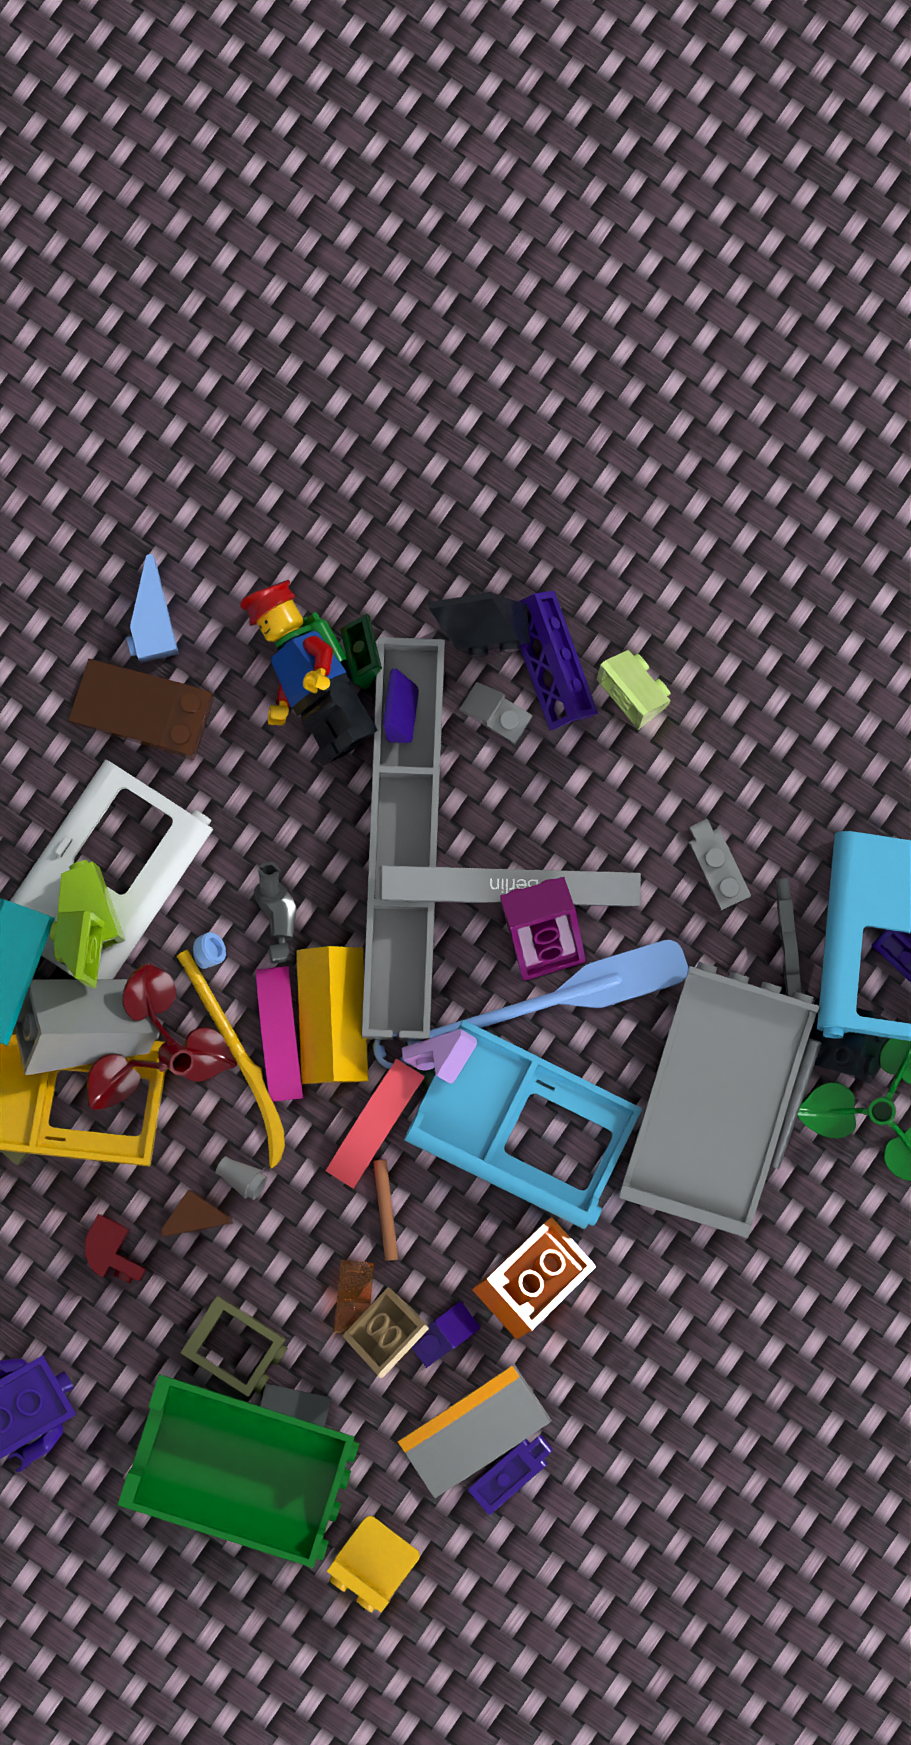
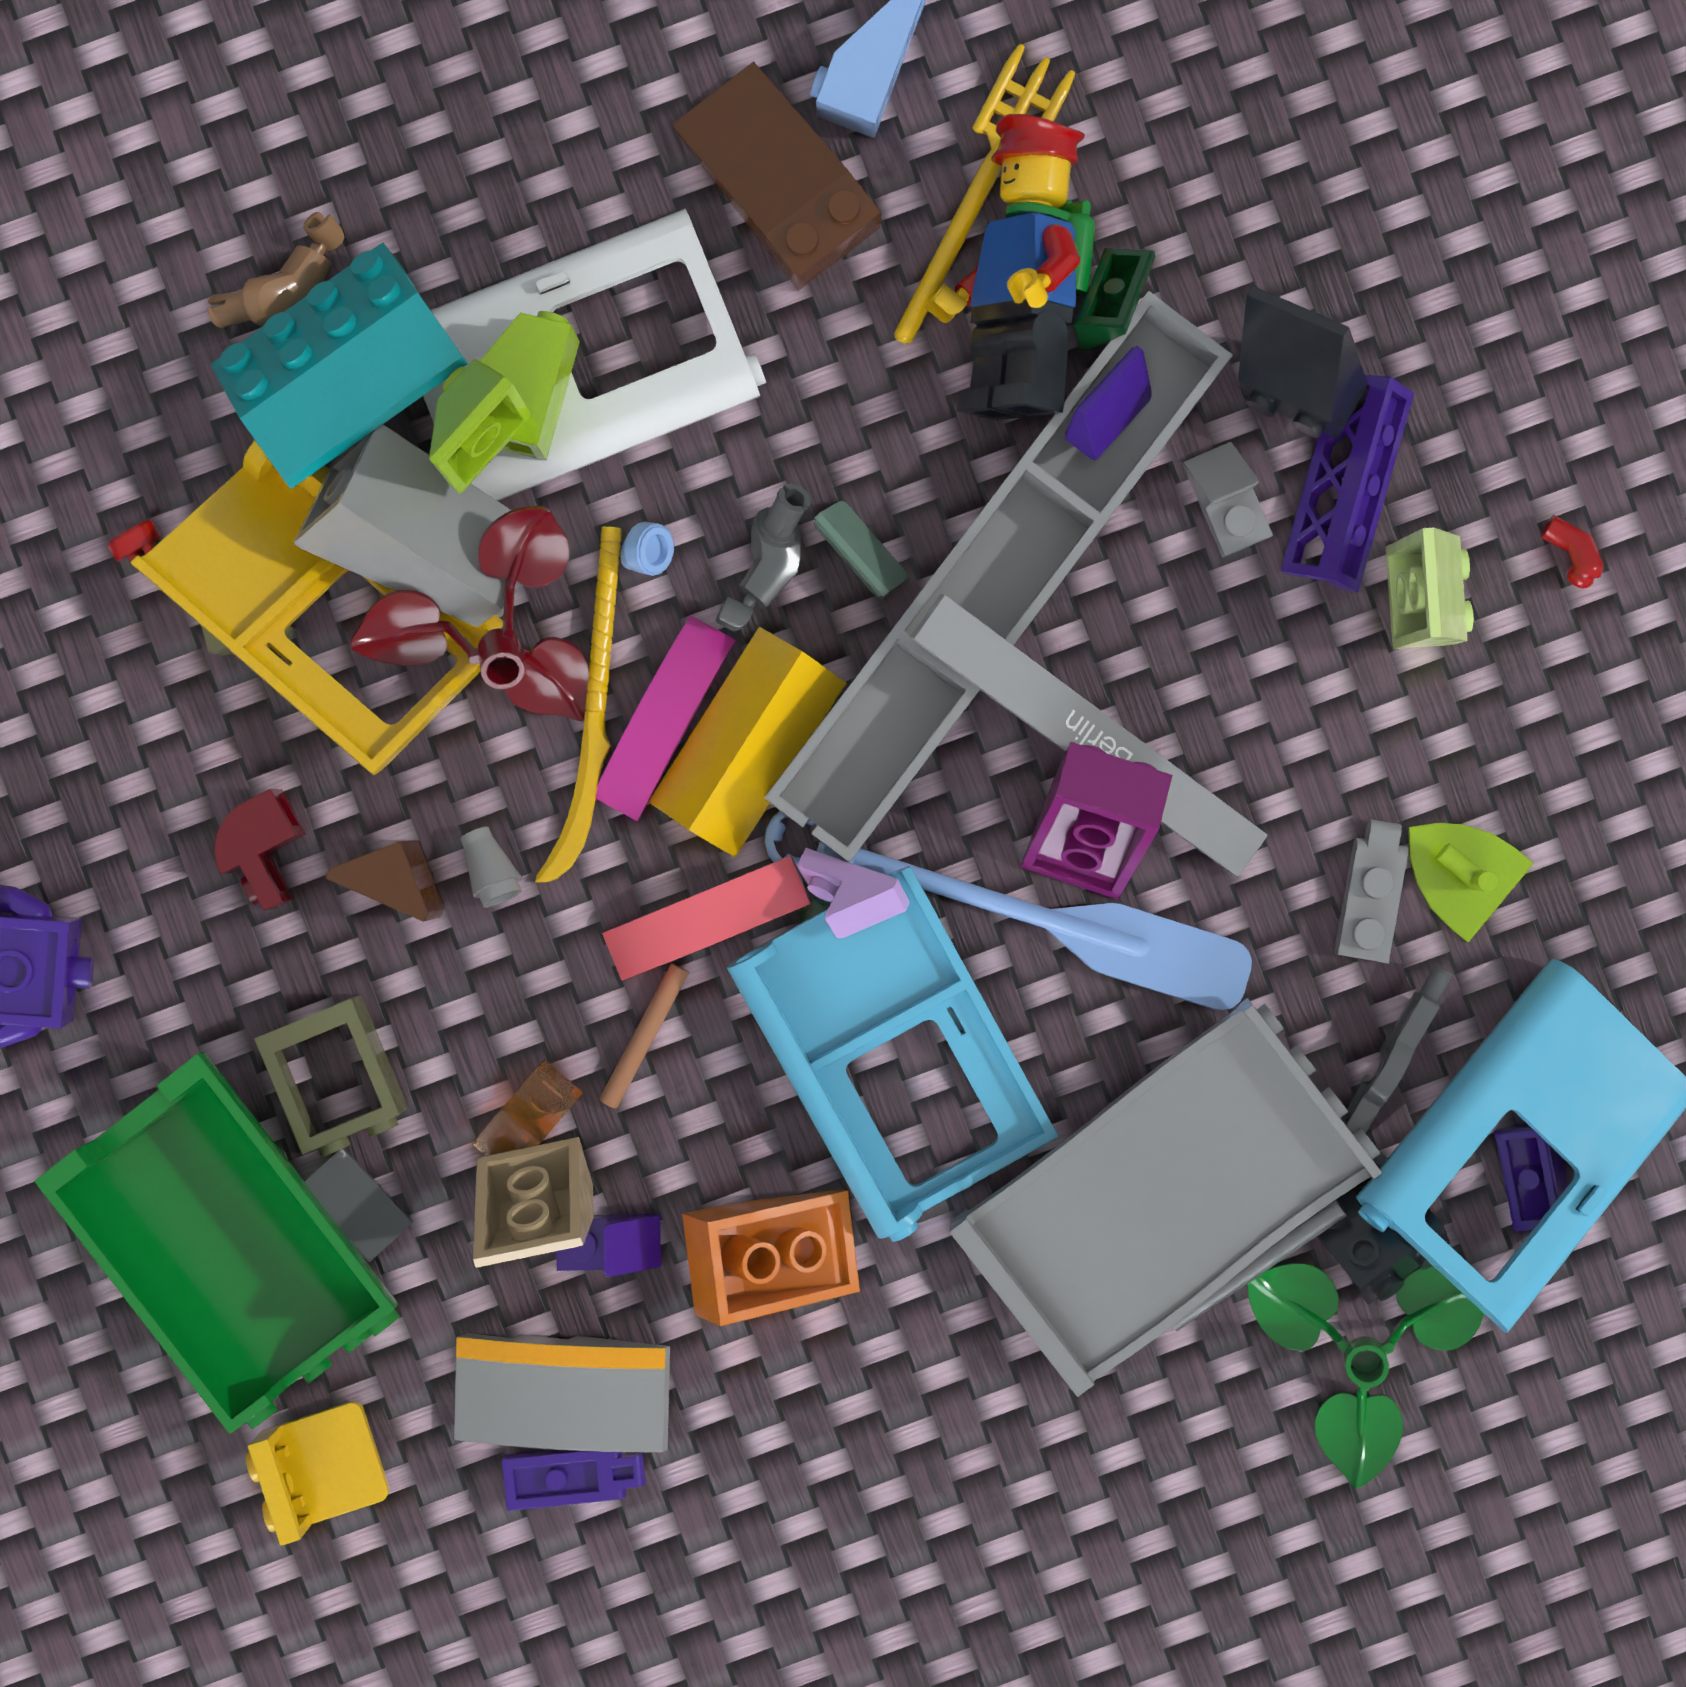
camera: 30 degrees right, 5 degrees up
(251, 634) = (982, 181): none -> yellow piece
(321, 873) = (860, 549): none -> sand green slope
(697, 610) = (1580, 547): none -> red arm
(758, 820) = (1463, 872): none -> lime shield

